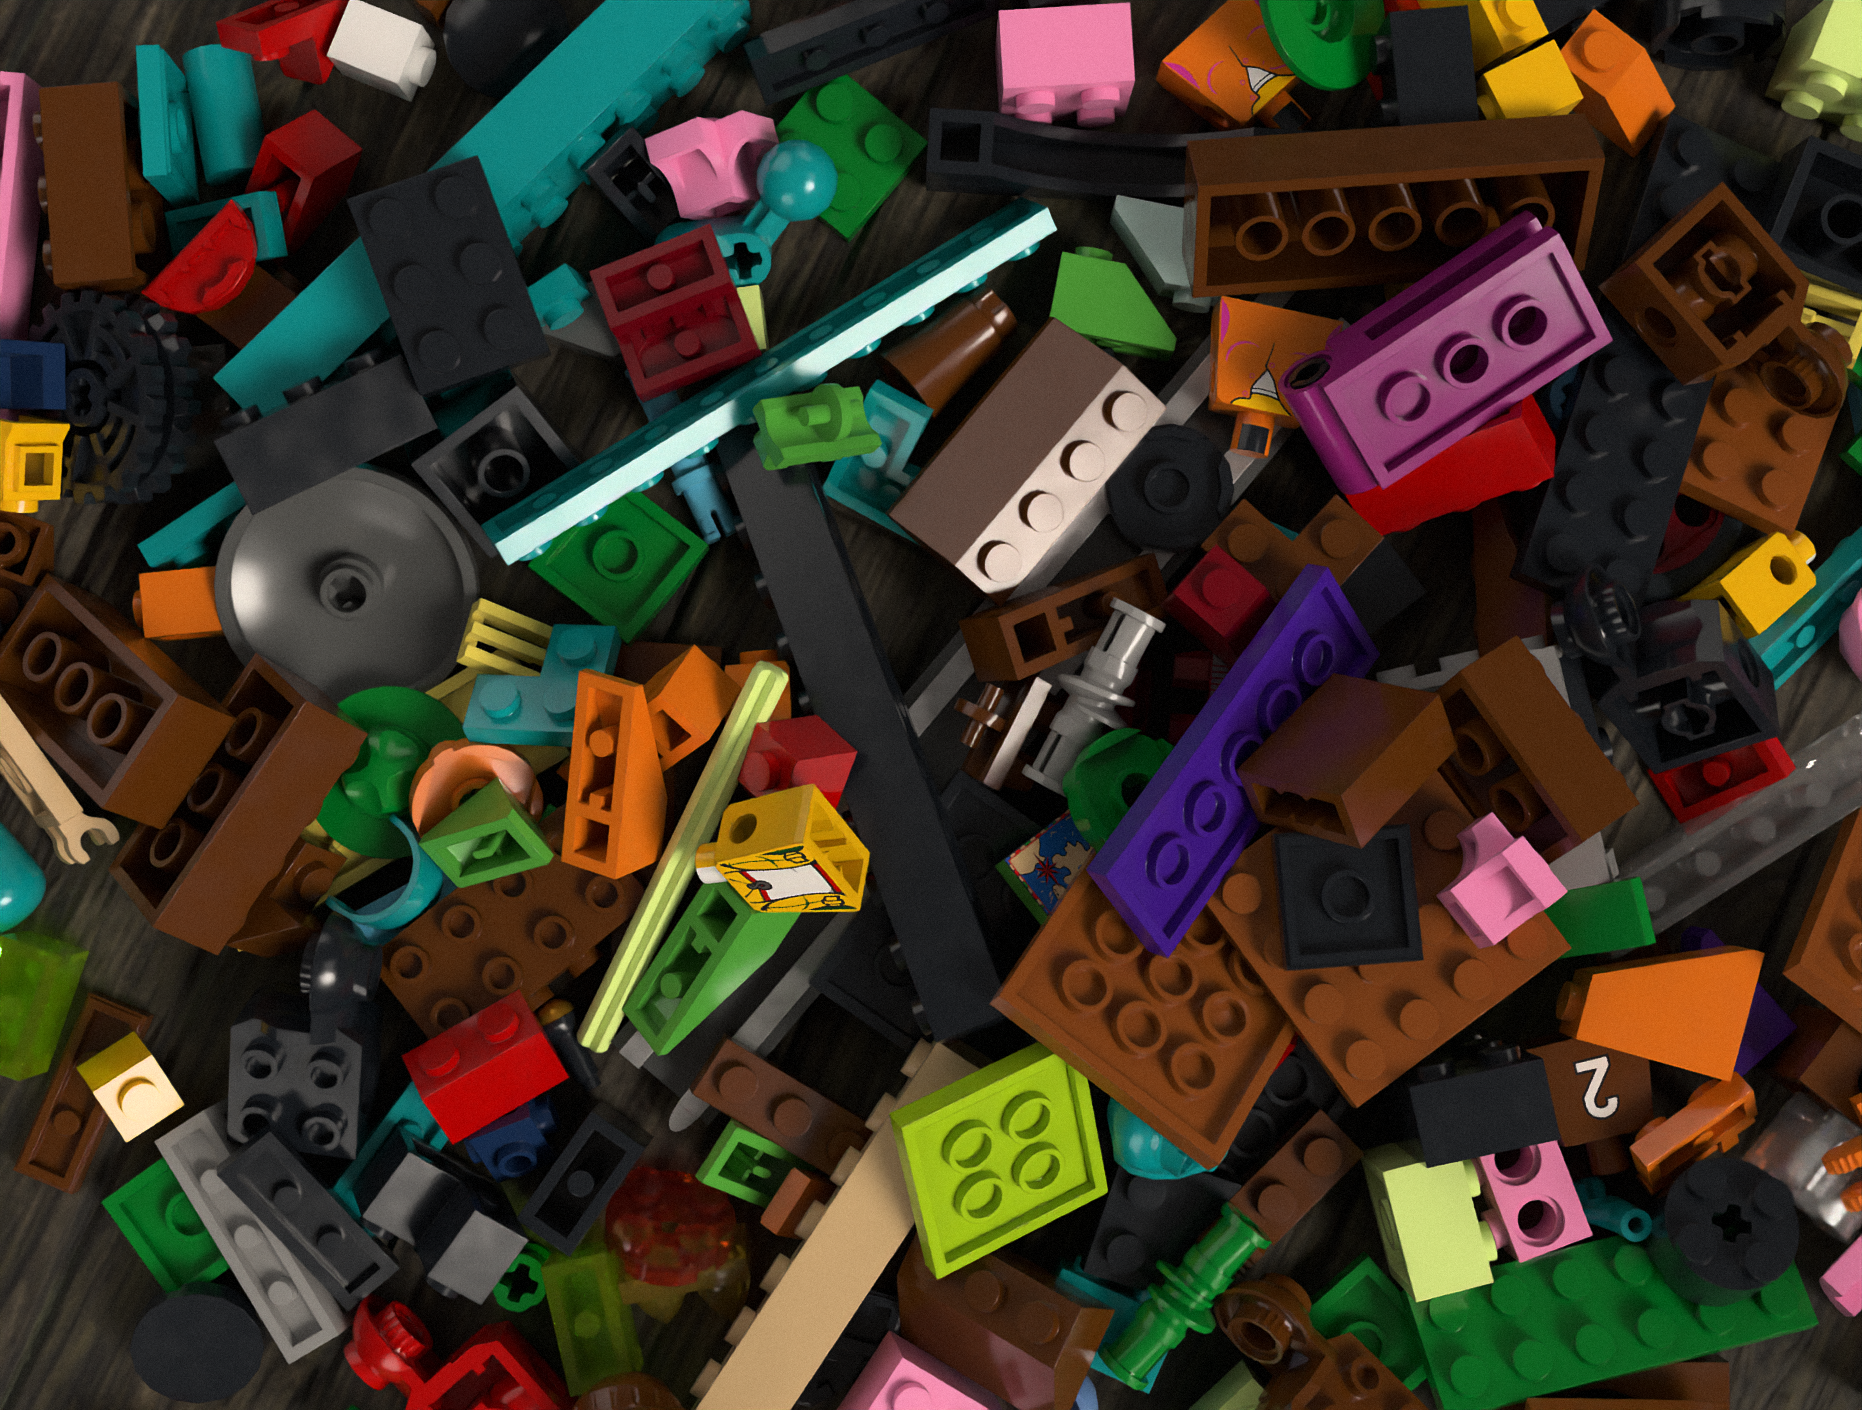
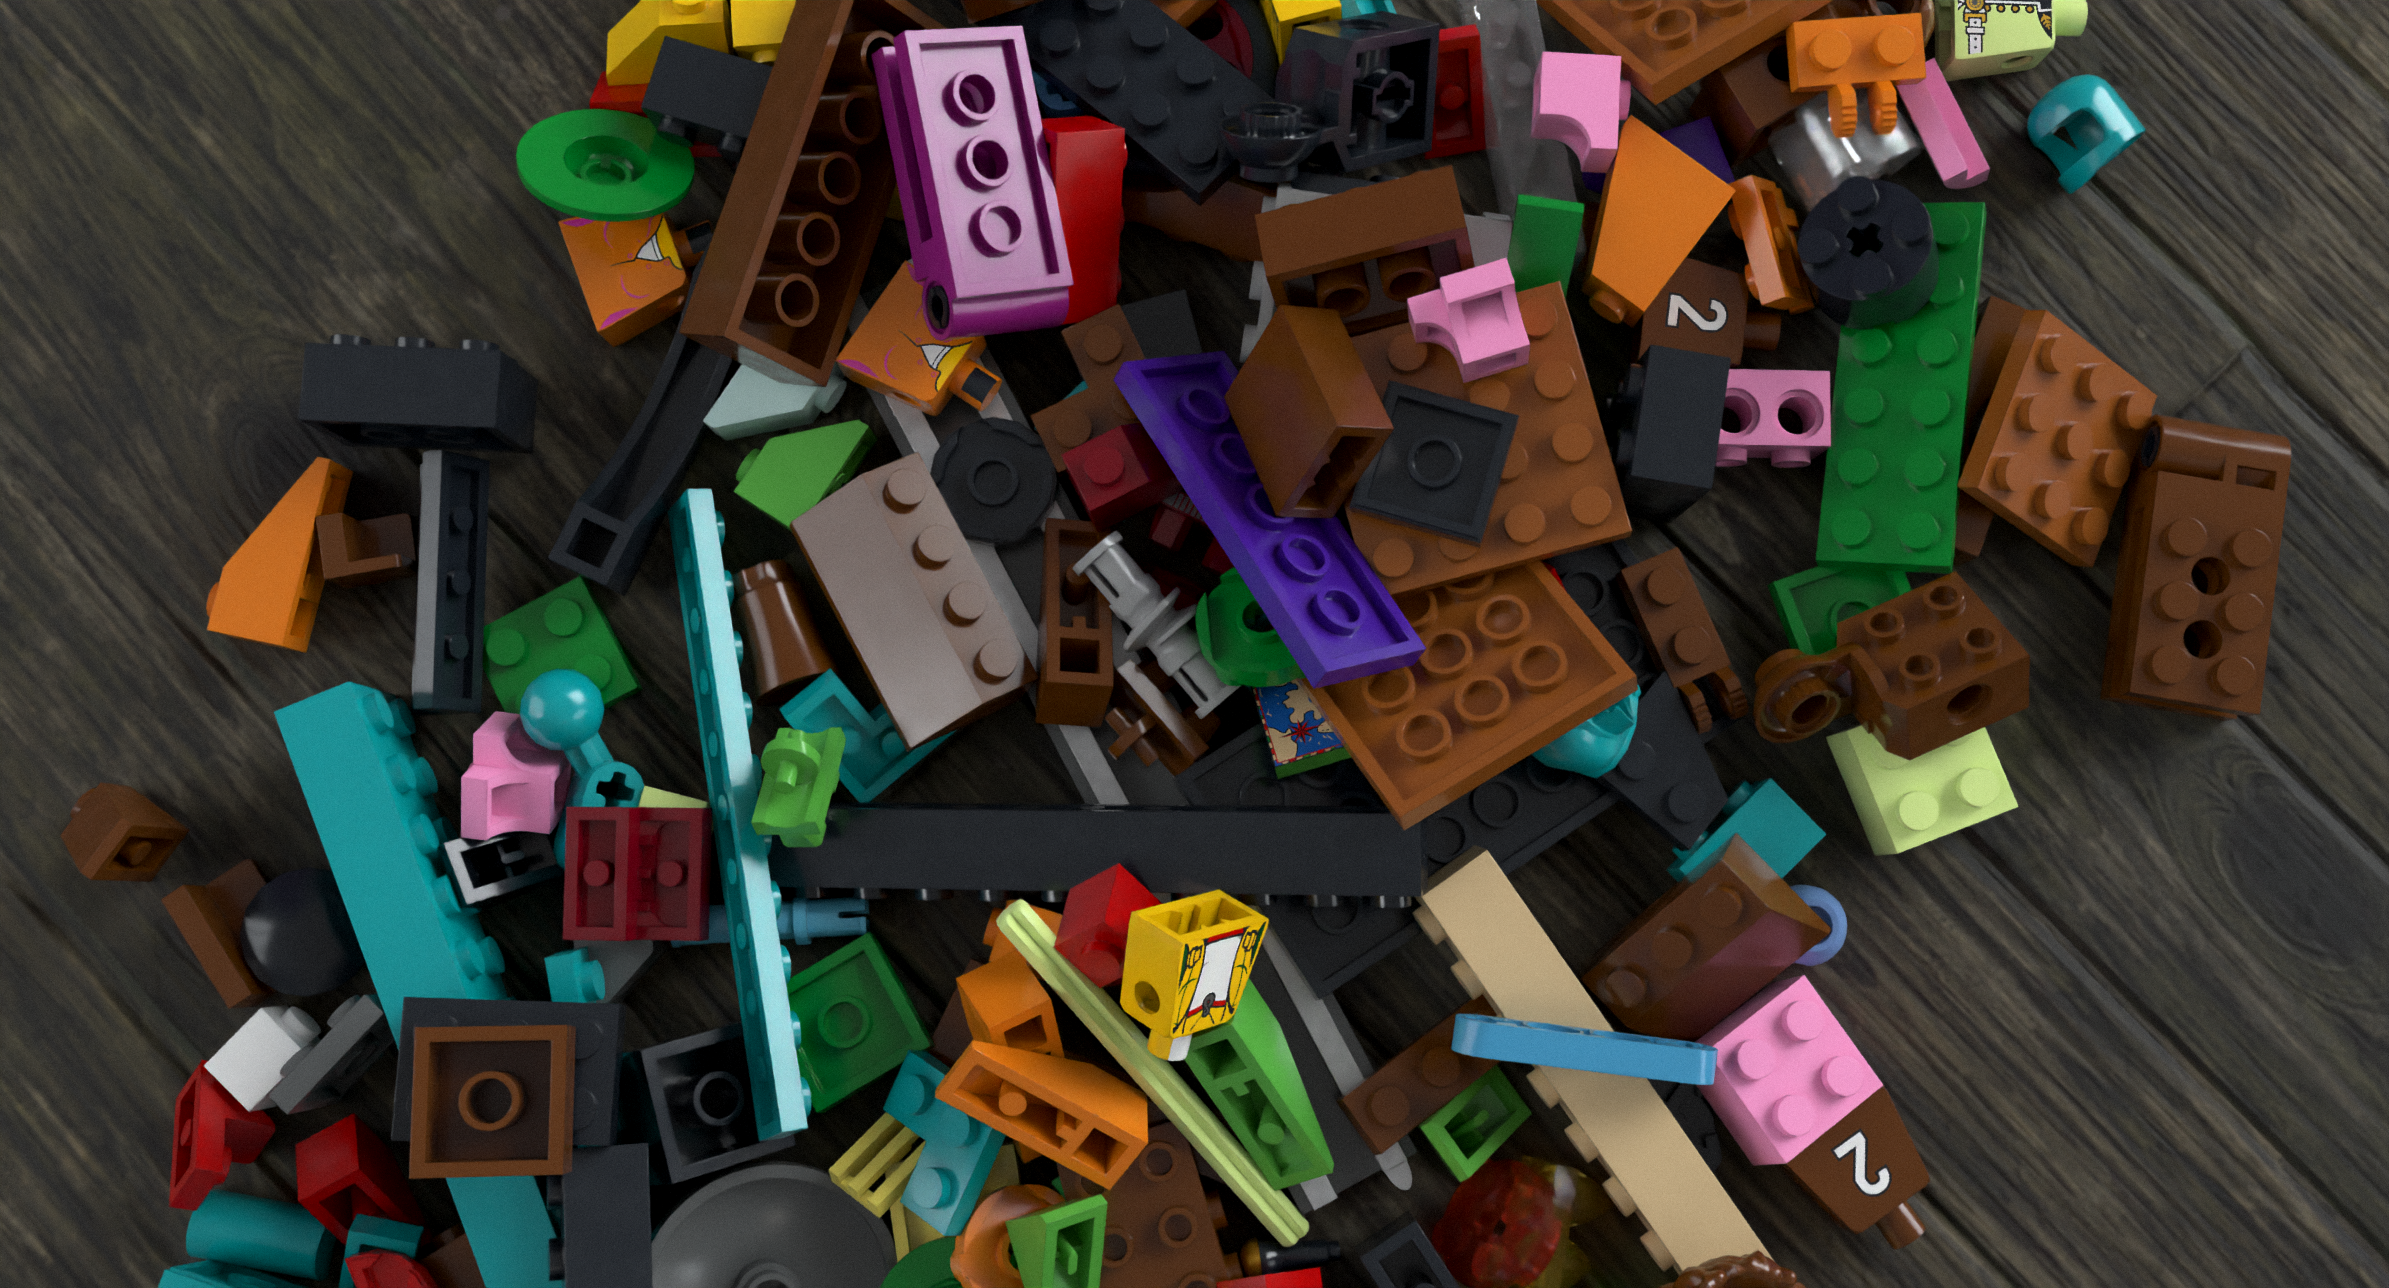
camera: 65 degrees left, 5 degrees down
(387, 109) = (329, 1070): none -> dark grey plate
(414, 277) = (492, 1101): none -> reddish brown brick
(794, 1199) = (1520, 1098): orange tile -> none
(857, 1245) = (1584, 1049): none -> dark azure beam
(998, 1155) = (1550, 882): lime plate -> none
(1065, 63) = (561, 418): bright pink brick -> none
(1184, 1297) = (1748, 764): green piece -> none
(1429, 1222) = (1762, 513): yellowish green brick -> none
(1611, 1211) = (1815, 345): teal arm -> none
(1754, 901) = (1581, 105): none -> bright pink brick

